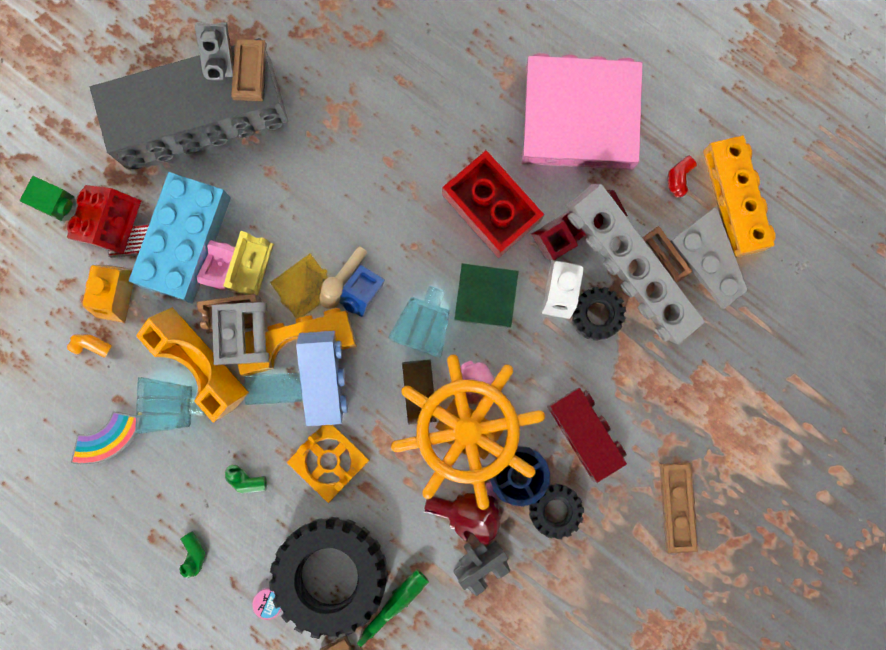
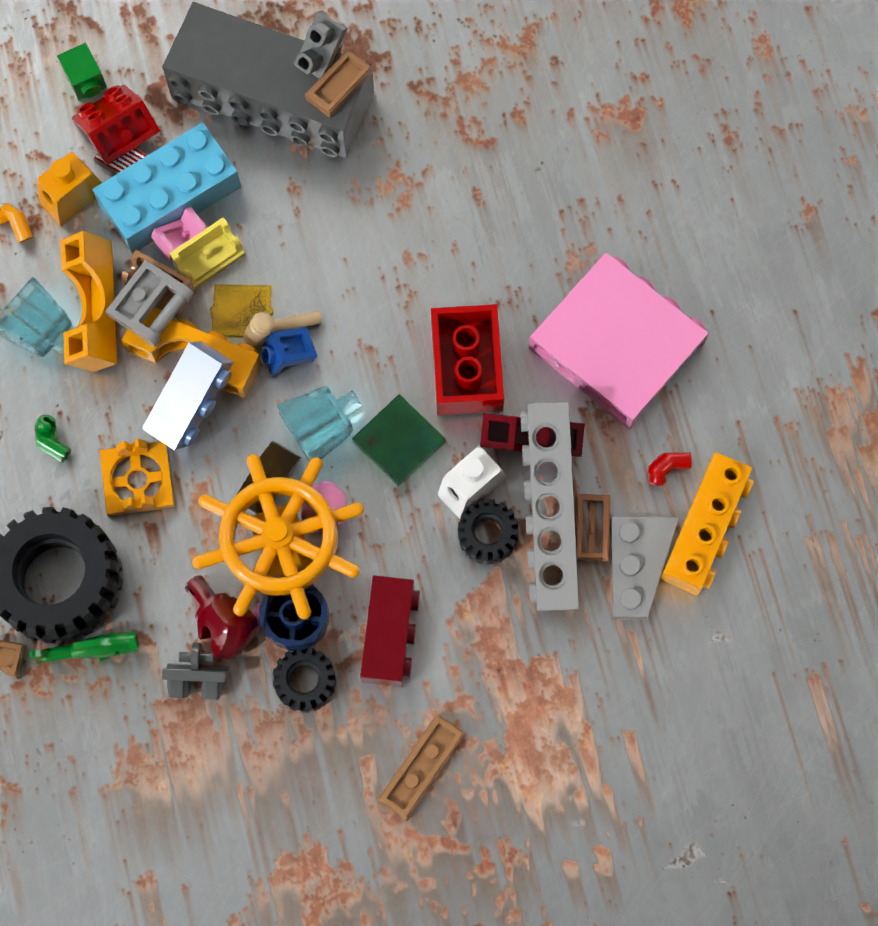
camera: 40 degrees right, 10 degrees down
(273, 389) = (138, 377): clear light blue tile -> none

